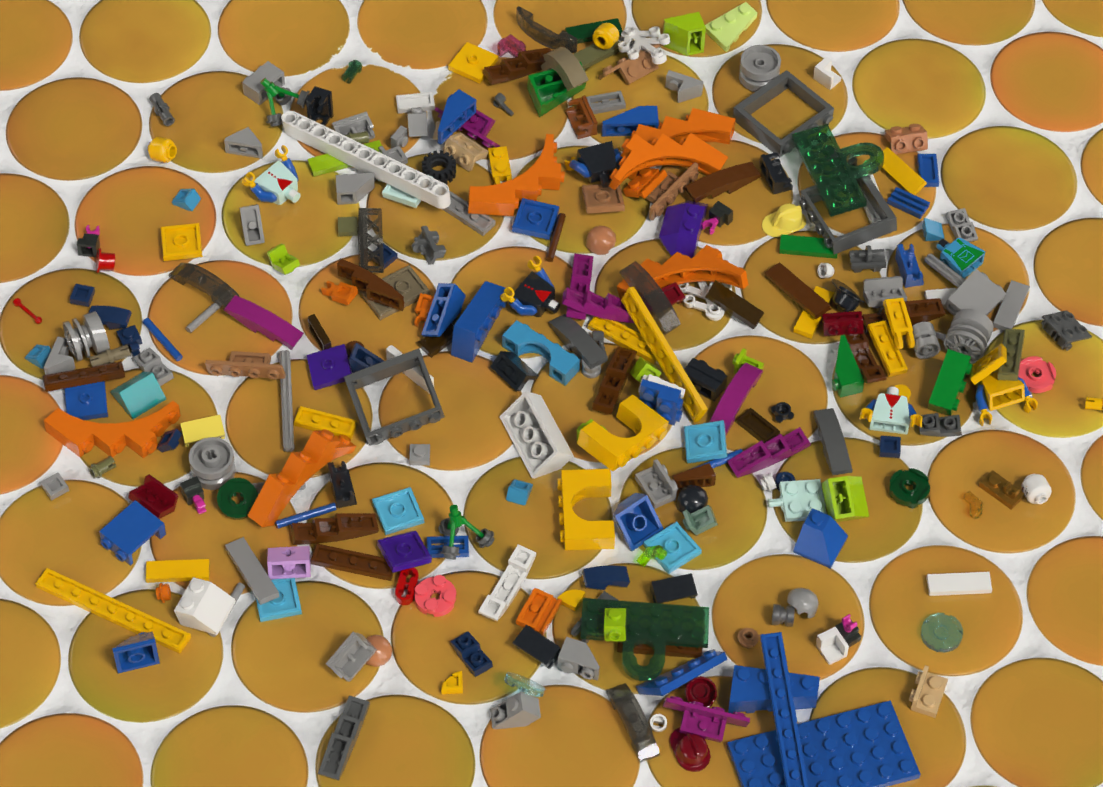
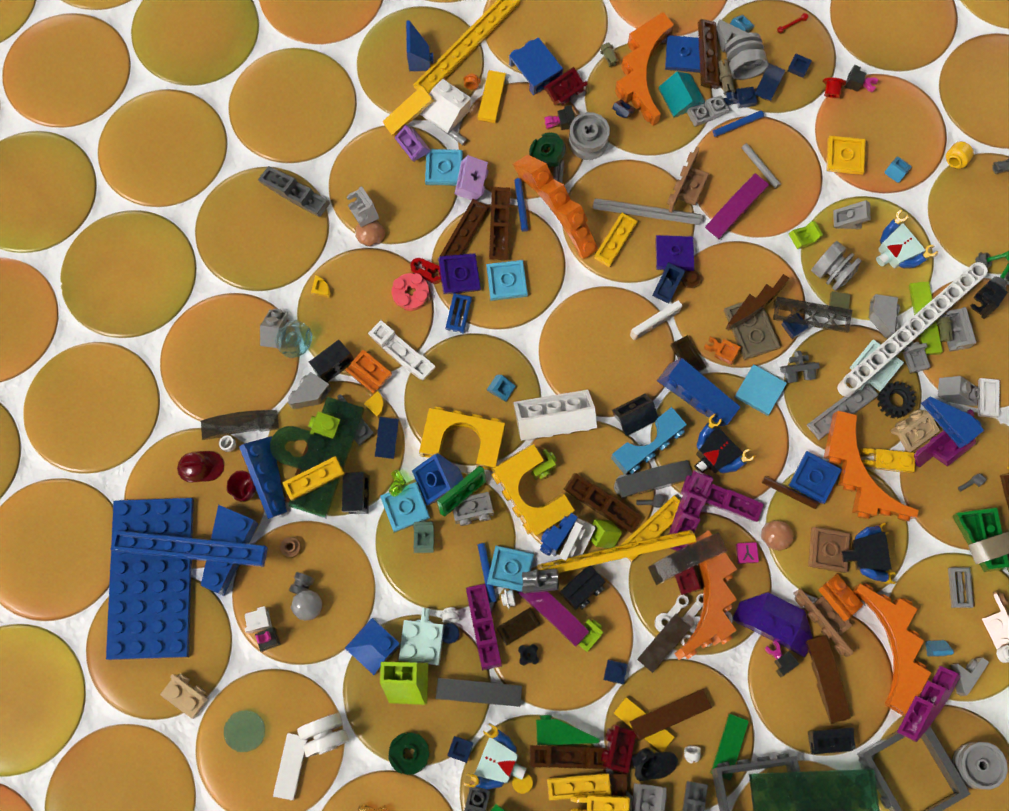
camera: 105 degrees right, 20 degrees up
(54, 486) = (598, 16): light grey plate -> none
(202, 428) = (626, 136): light yellow hinge -> none
(205, 281) = (790, 163): clear smoke slope -> none
(219, 640) = (408, 111): none -> yellow tile
(244, 144) = (957, 228): light grey slope -> none
(252, 571) = (476, 148): light grey tile -> none
(256, 633) = (412, 143): none -> medium lavender slope
(314, 226) = (836, 266): none -> light grey wheel
(318, 332) = (712, 250): dark brown tile -> none
(341, 485) = (543, 237): black hinge -> none
(342, 293) = (758, 279): orange plate -> none
(384, 370) = (613, 266): dark grey window -> none
(399, 138) = (939, 369): light grey plate -> none
(419, 454) = (561, 310): light grey plate -> none
(444, 309) = (716, 363): blue slope -> none
(450, 528) = (471, 315): plant -> none
(459, 272) = (760, 390): none -> medium azure tile
(470, 653) = (345, 308): dark blue slope -> none
(581, 118) = (940, 556): dark orange hinge -> none
(624, 259) = (747, 553): none -> dark pink tile
(628, 121) = (928, 616): blue slope -> none
(652, 493) = (461, 491): none -> green tile
(665, 151) = (867, 654): orange arch -> none
(667, 108) = (938, 648): none -> dark azure slope
(673, 621) = (313, 478): none -> yellow tile
(691, 498) = (450, 539): black hair -> none
(701, 476) = (471, 551): reddish brown slope -> none
(704, 721) = (213, 482): magenta bracket -> none
(713, 403) = (540, 581): none -> dark grey hips
(721, 105) = (929, 704): none -> magenta slope
(735, 438) = (508, 598): none -> white plate
(773, 342) = (615, 672): none -> dark blue plate
(784, 221) = (767, 731): light yellow piece -> none
(921, 552) = (324, 738): none -> white wheel

